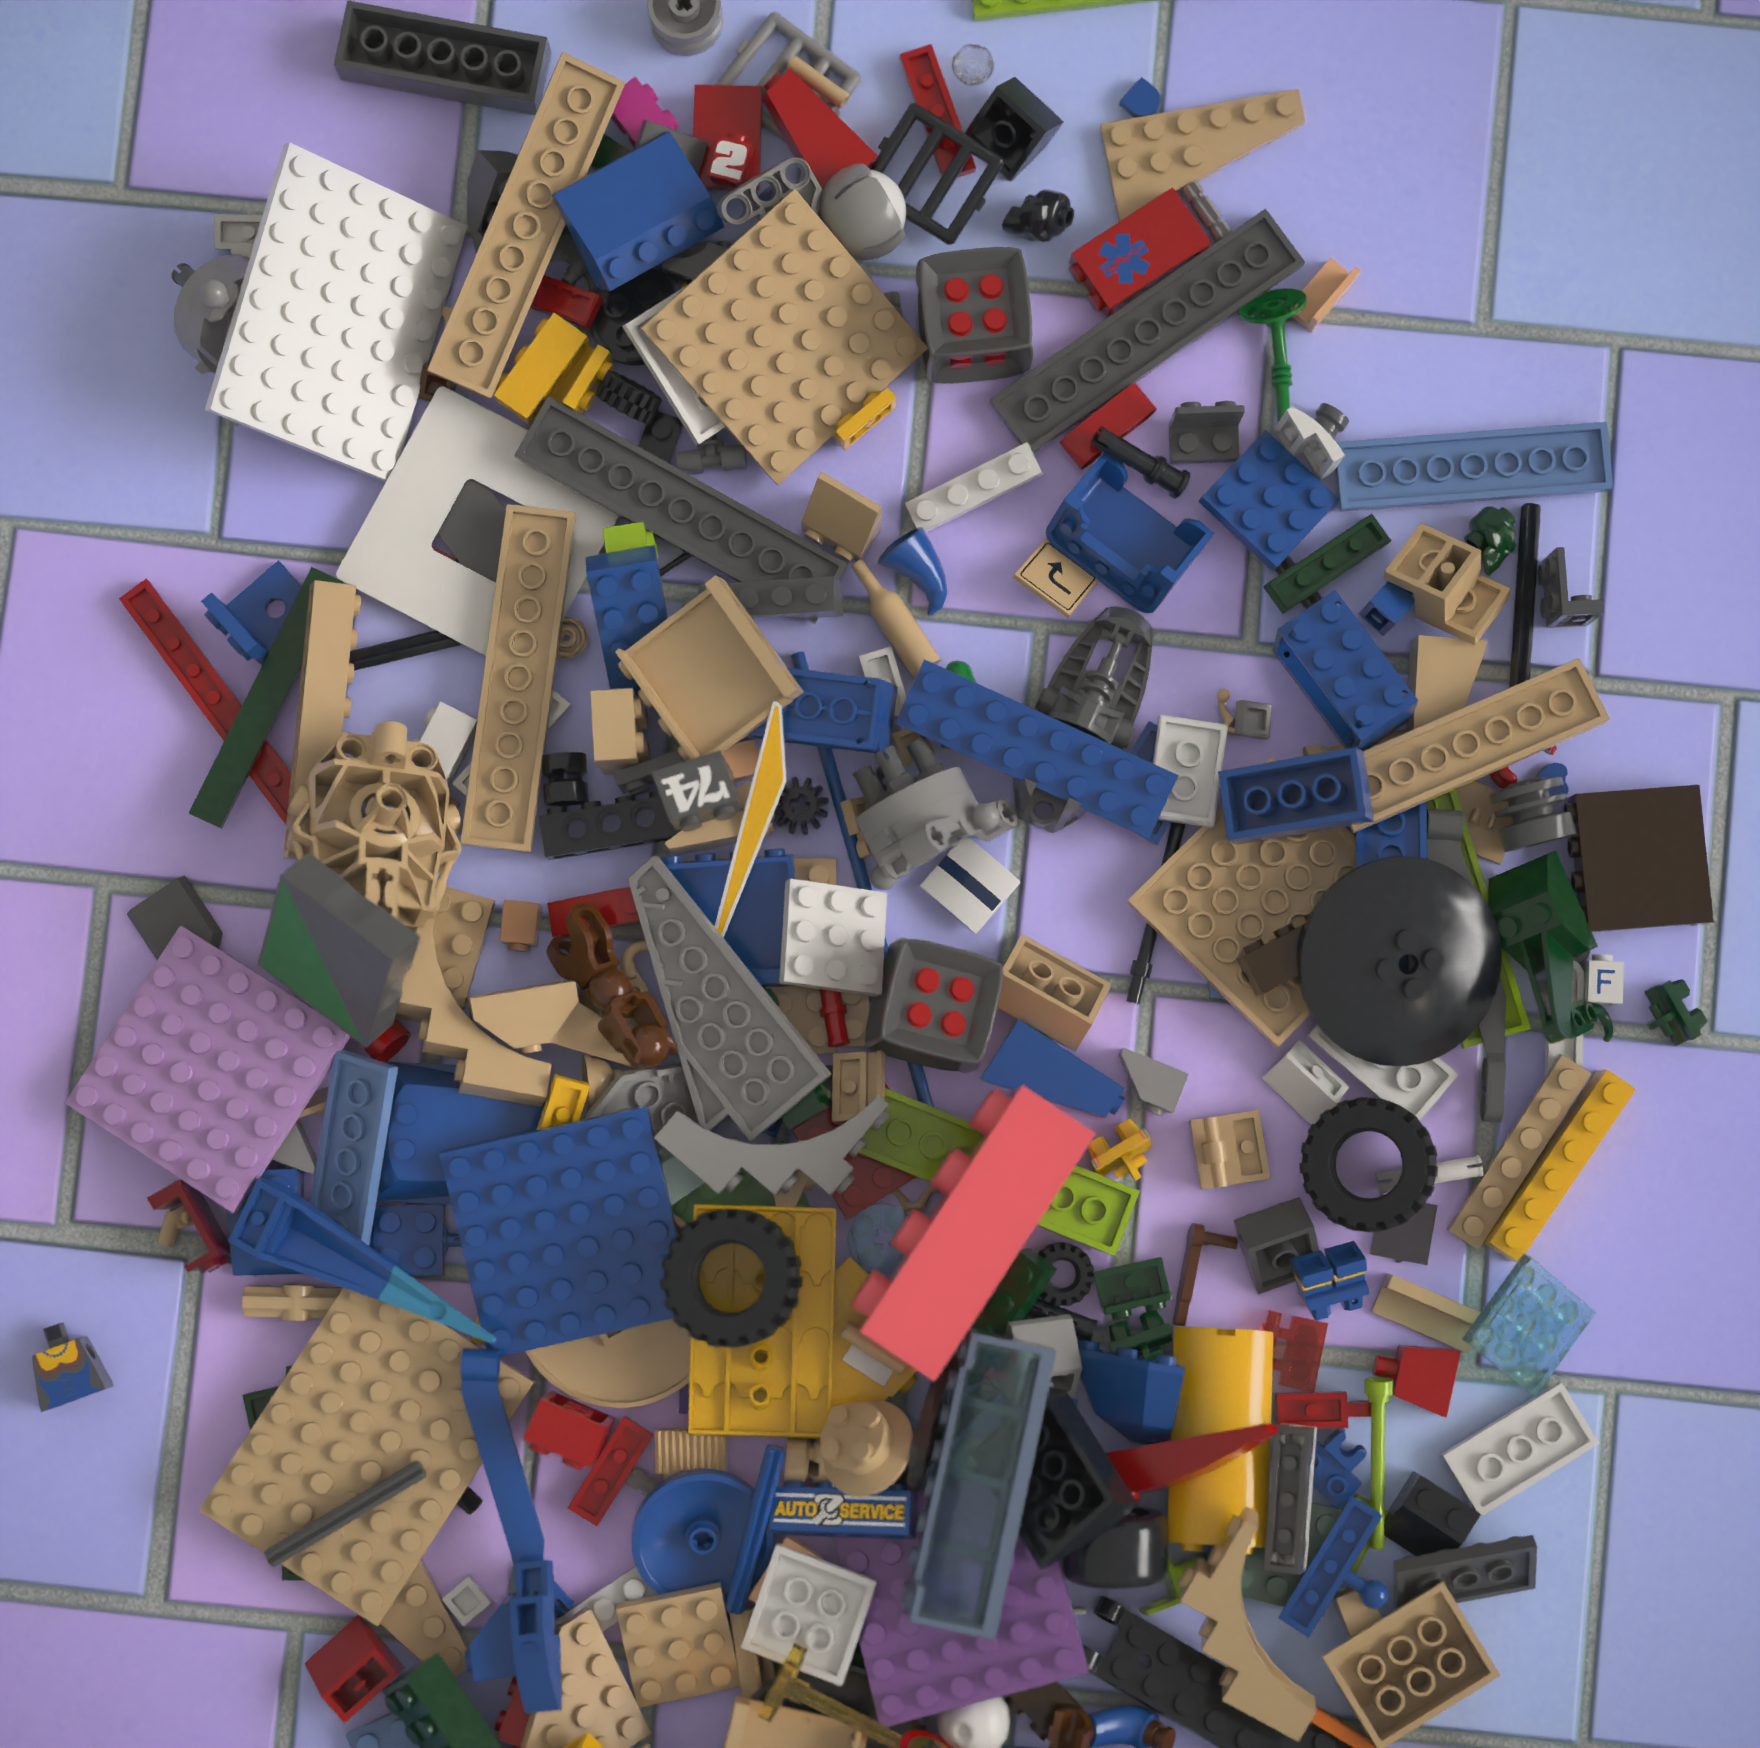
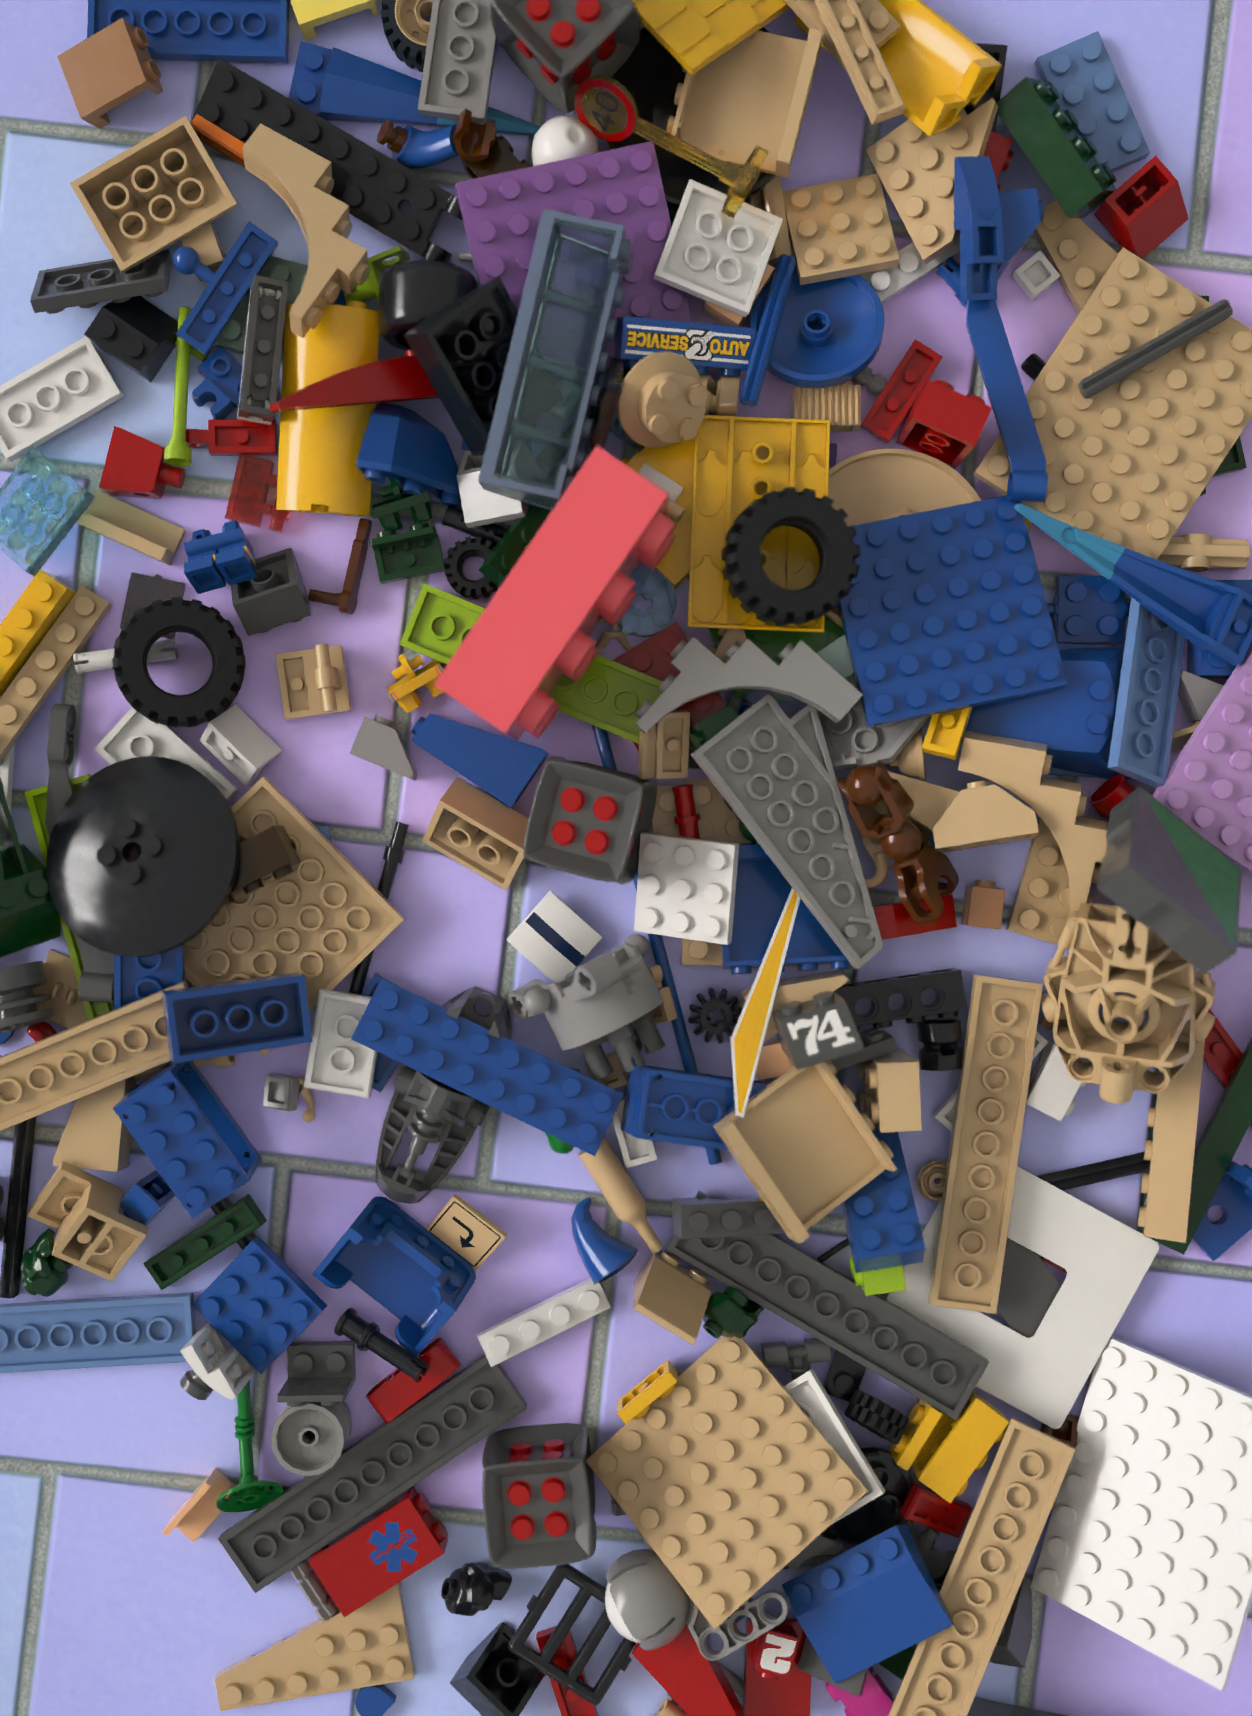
camera: 175 degrees left, 5 degrees up
(781, 499) = (730, 1314): none -> dark green head
(1218, 354) = (311, 1437): none -> light grey wheel

